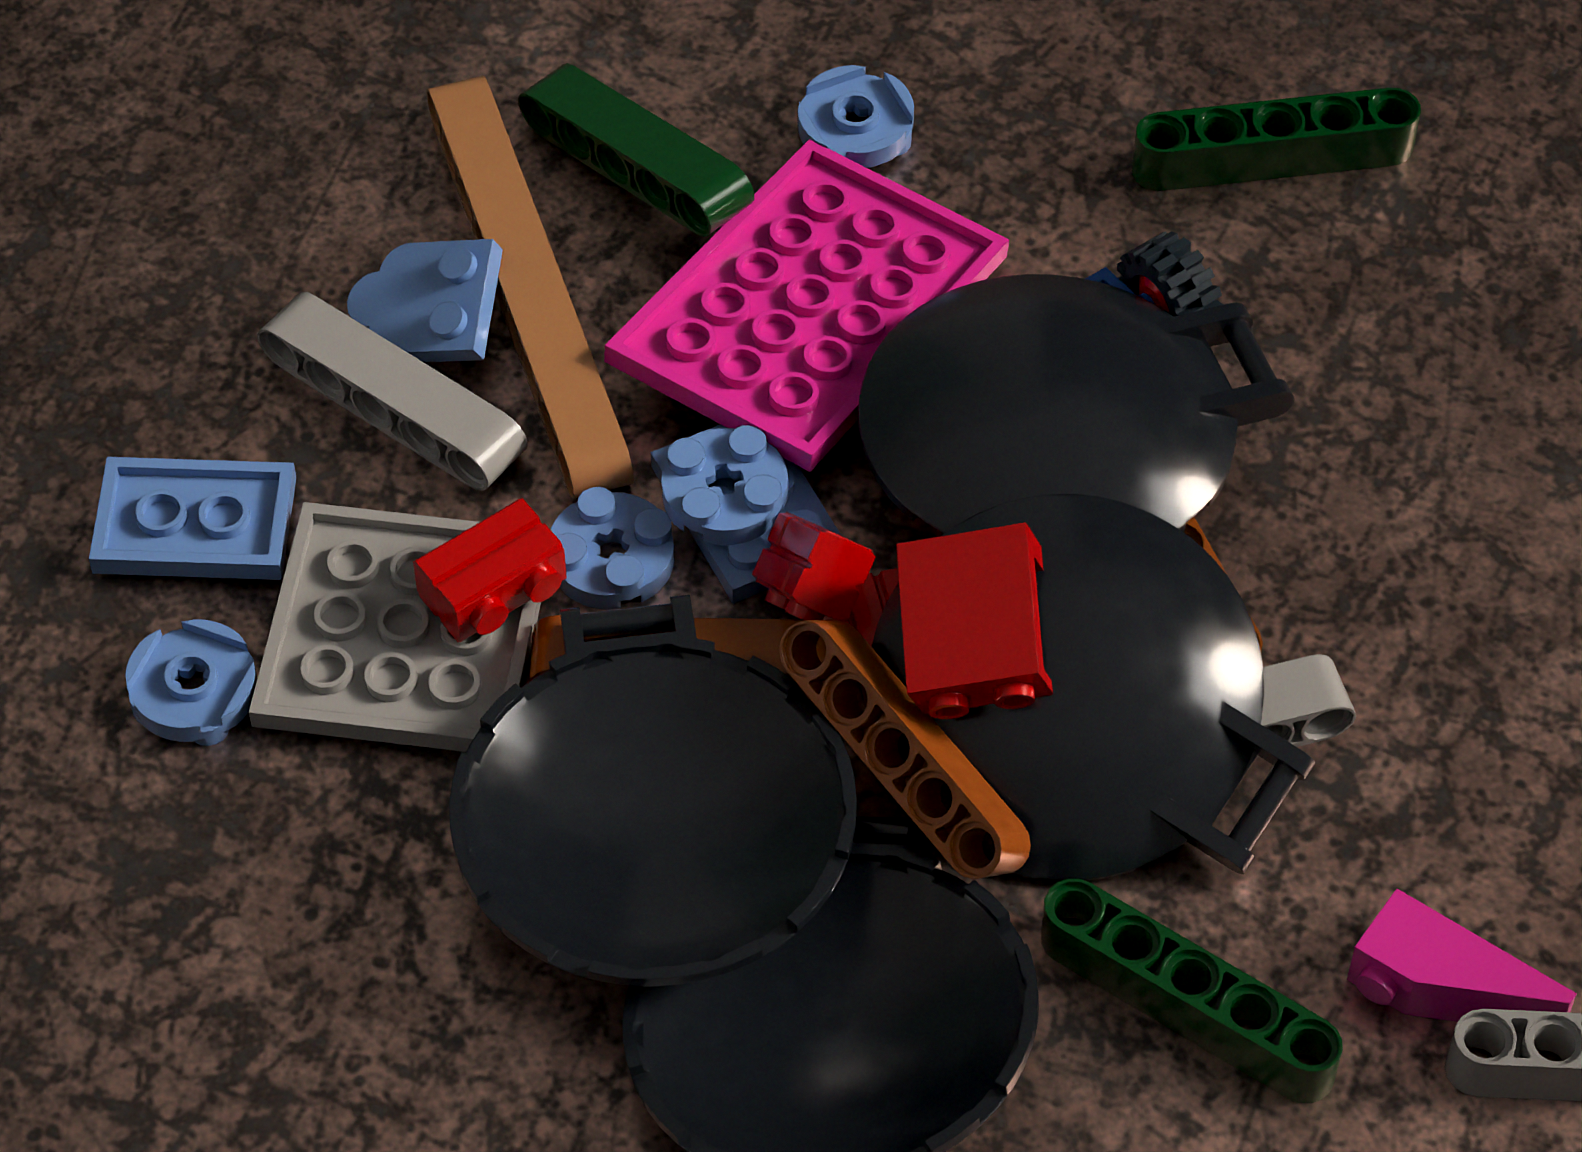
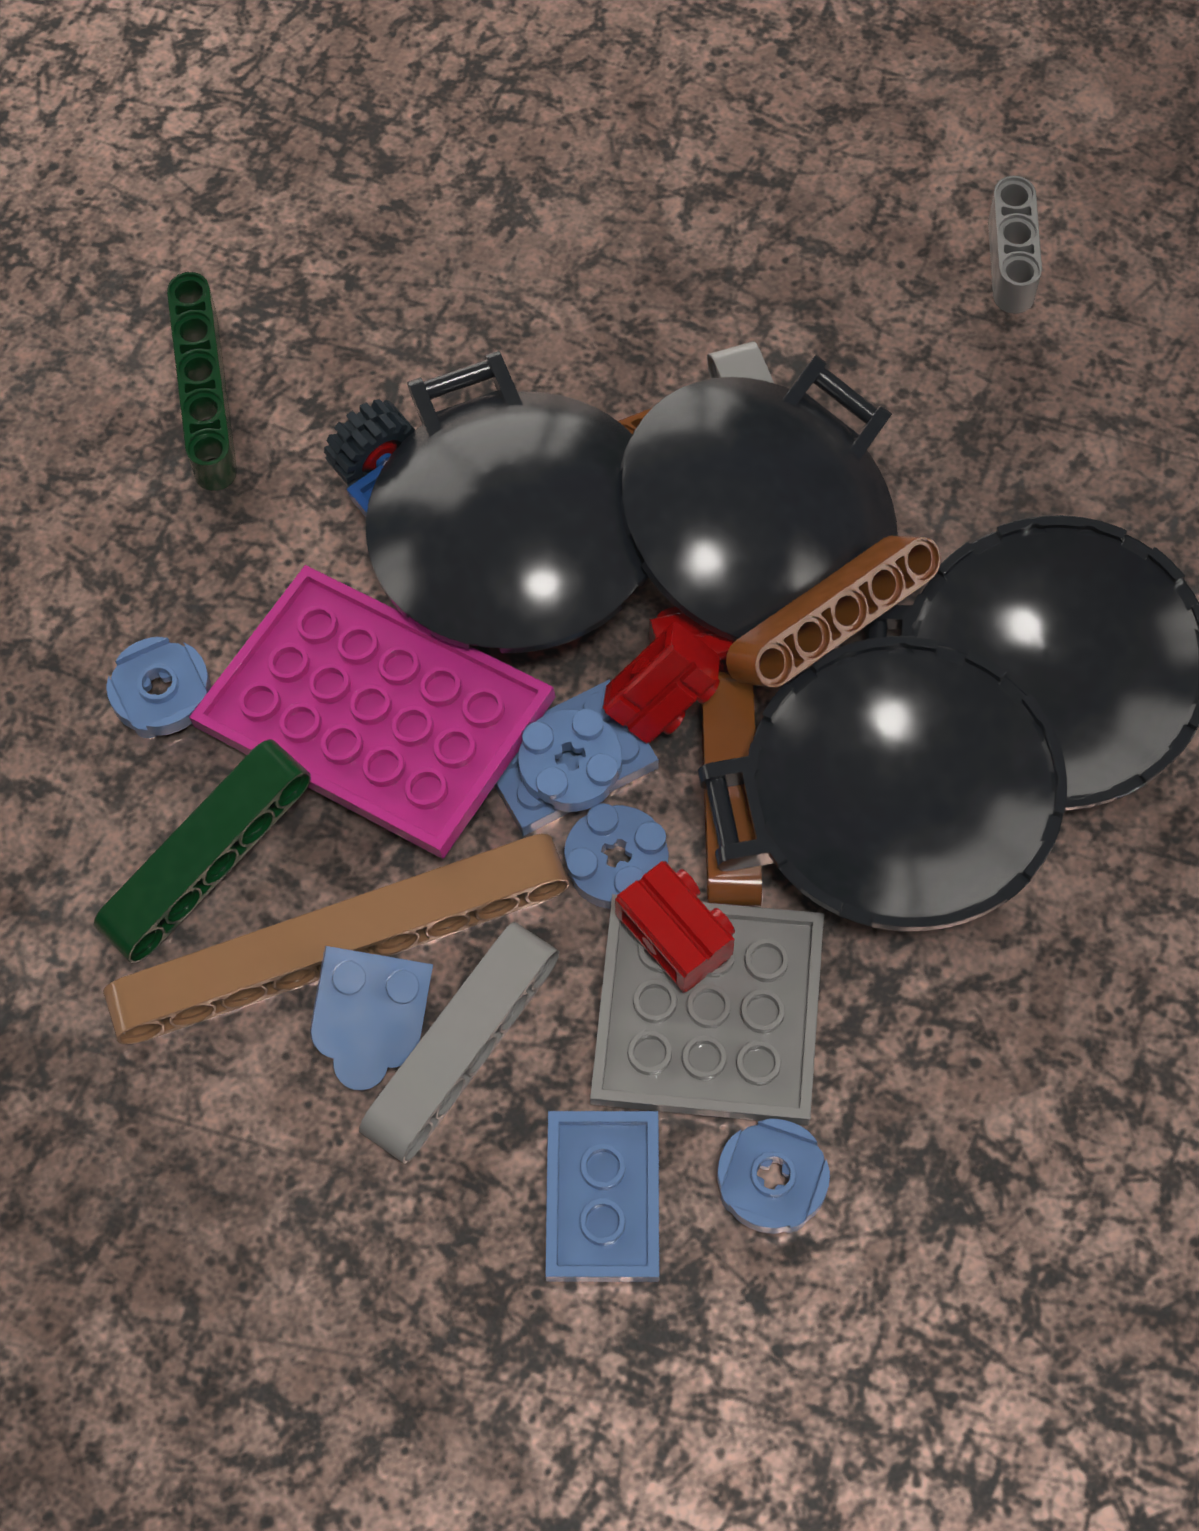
camera: 90 degrees left, 10 degrees up
(972, 620) = (753, 536): red panel -> none
(1201, 1018) = (996, 431): dark green beam -> none
(1442, 969) = (951, 309): dark pink slope -> none

